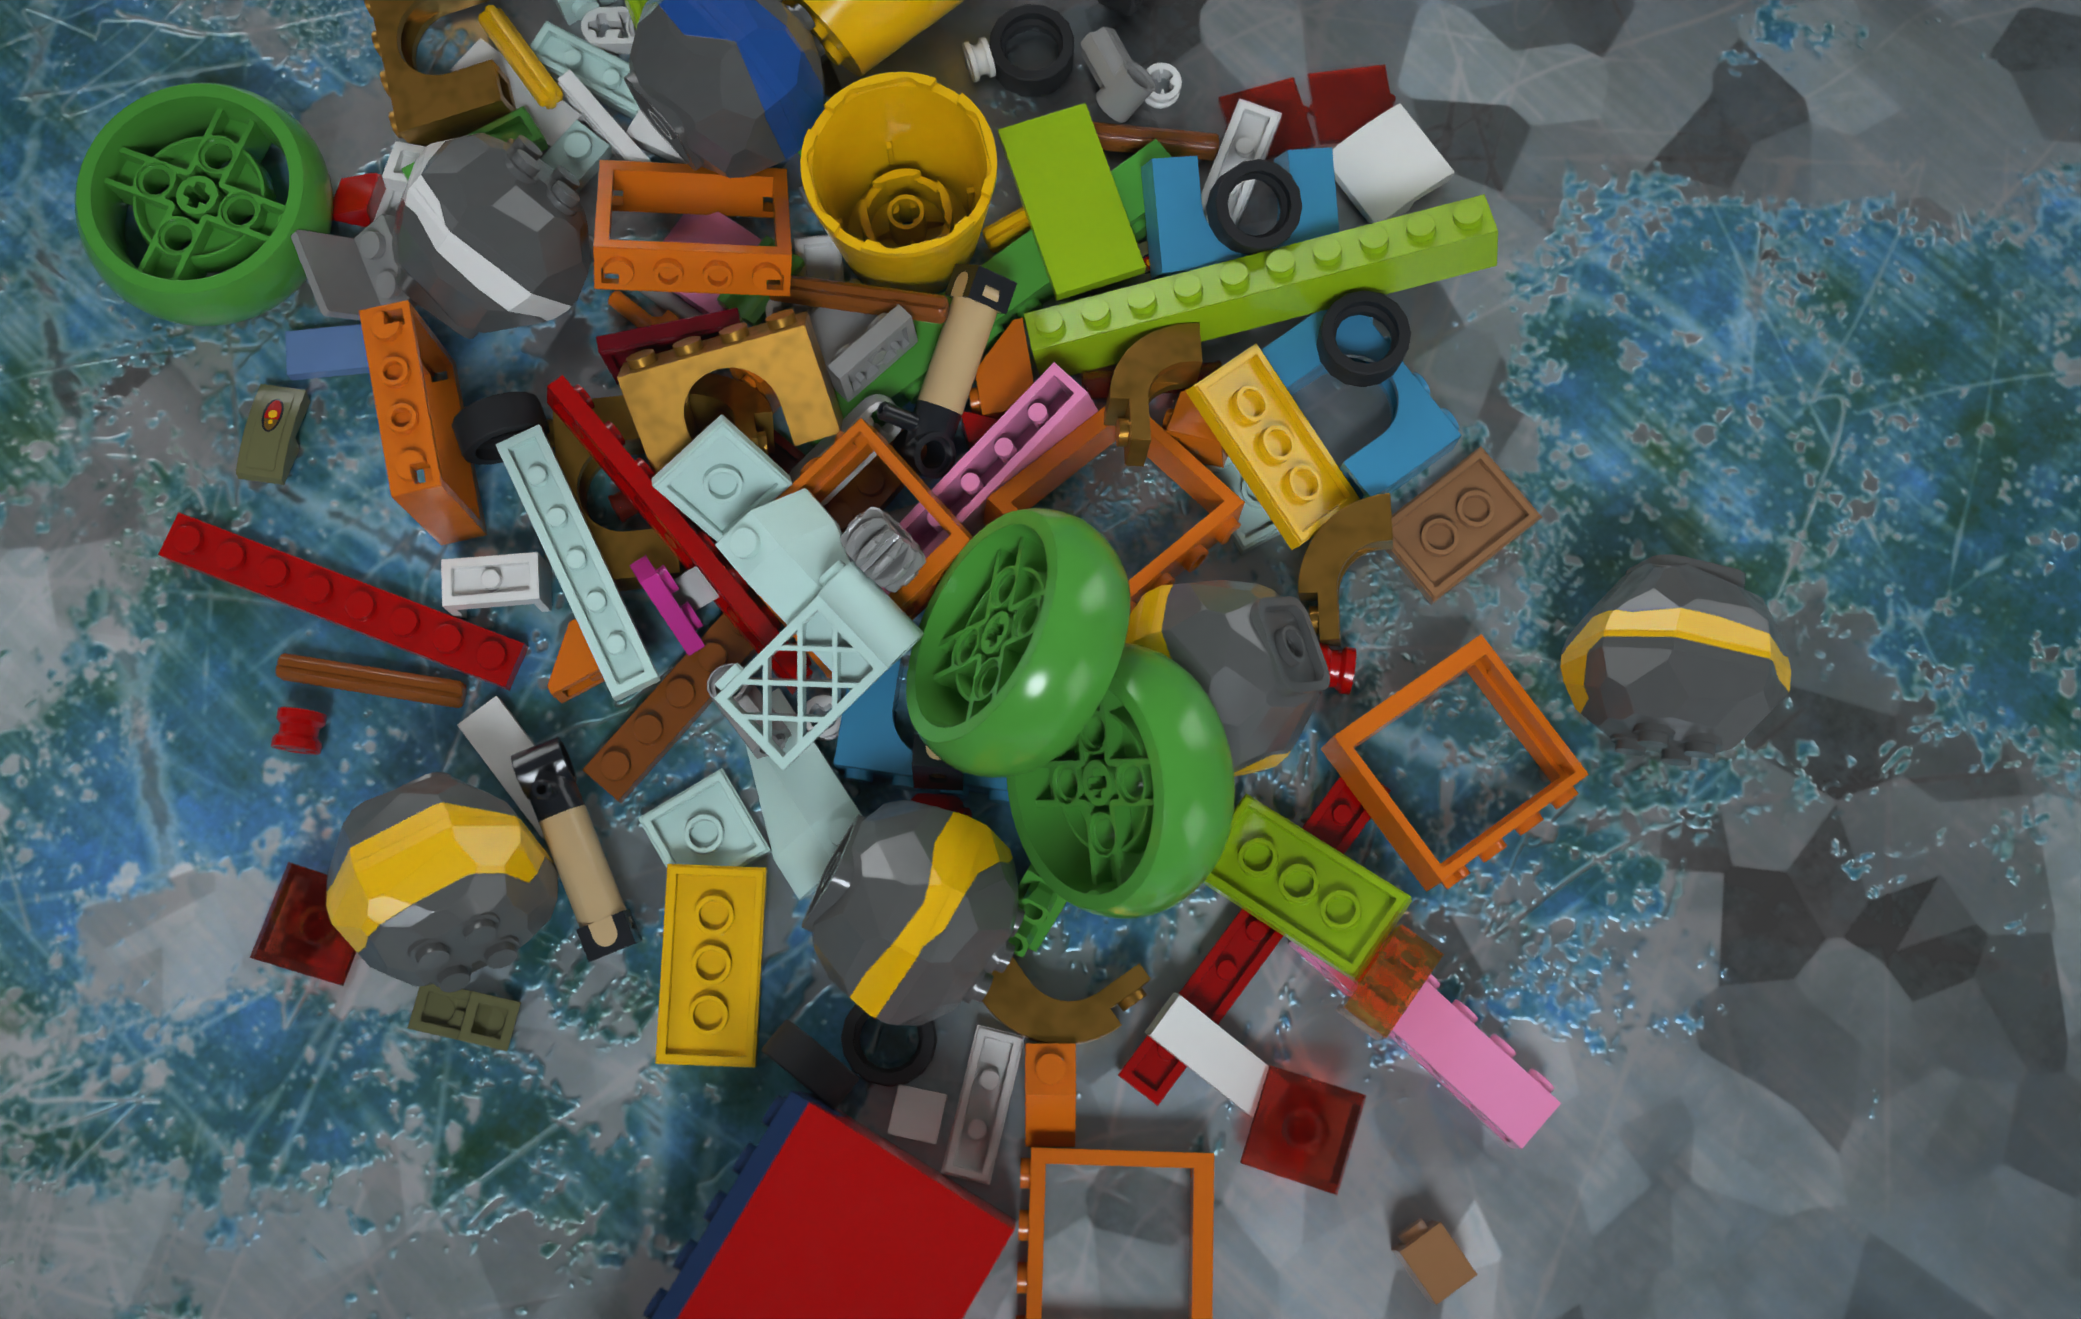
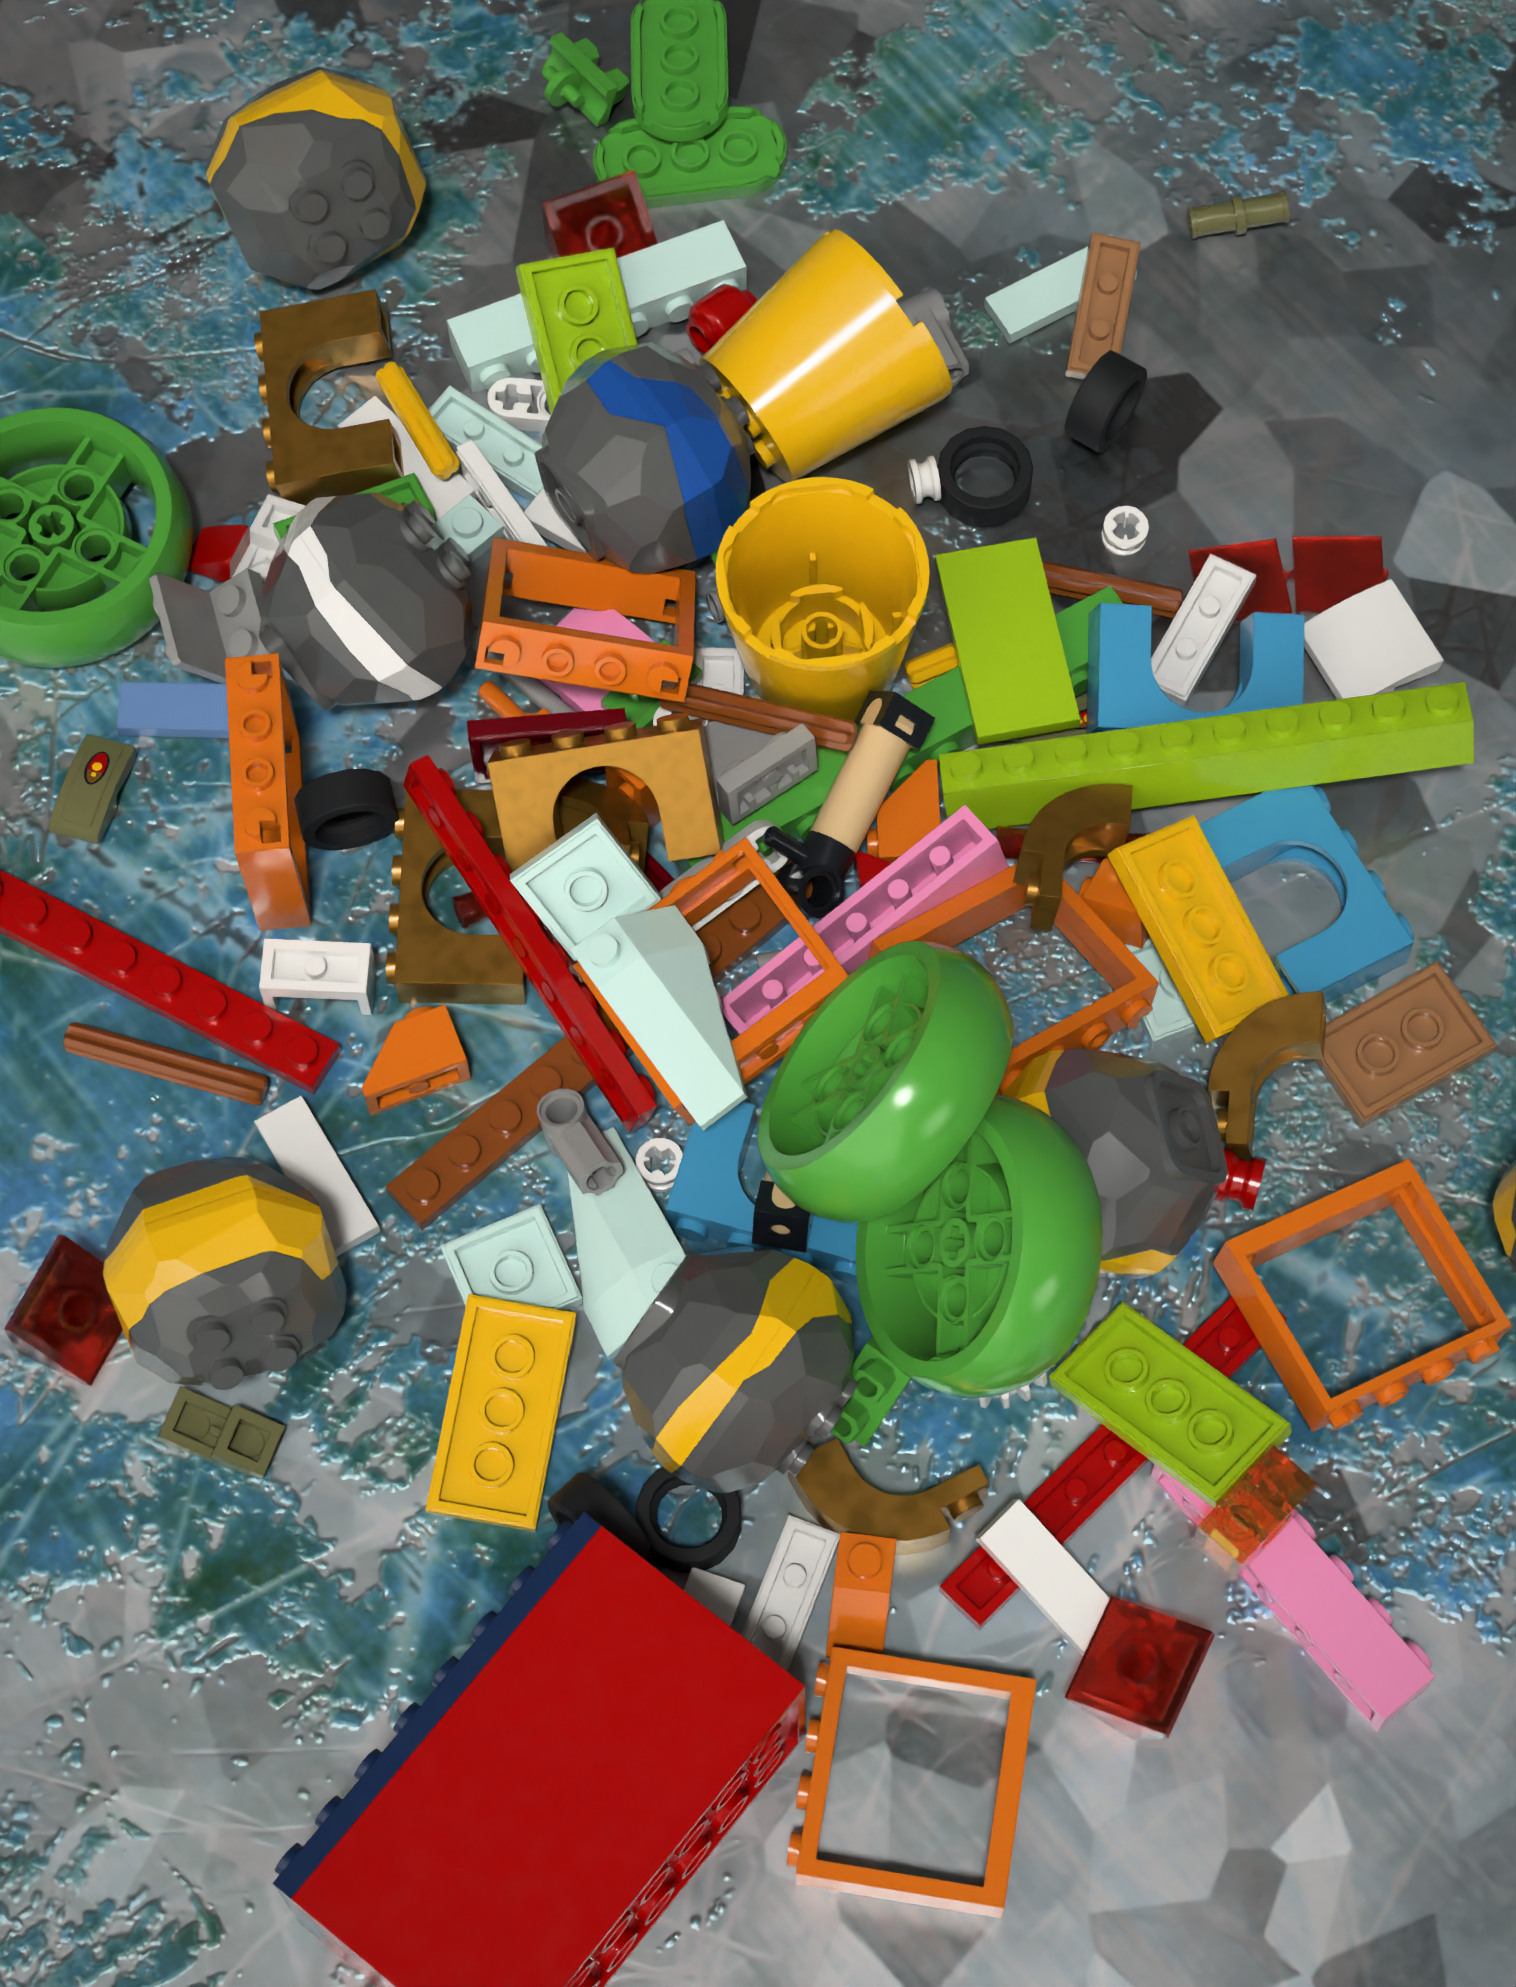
camera: 10 degrees right, 10 degrees down
(299, 730) = (81, 1105): red wheel -> none
(551, 786) = (369, 1268): piece -> none
(578, 563) = (414, 959): light aqua plate -> none
(660, 587) = (499, 997): dark pink plate -> none
(694, 589) = (530, 1008): white sticker -> none
(867, 622) = (723, 1043): light aqua piece -> none
(883, 549) = (753, 972): light grey gear -> none
(1121, 81) = (1079, 519): light grey piece -> none
(1284, 189) = (1235, 639): black tyre -> none
(1366, 304) = (1324, 788): black tyre -> none
(1433, 1260) = (1269, 1833): medium nougat brick -> none

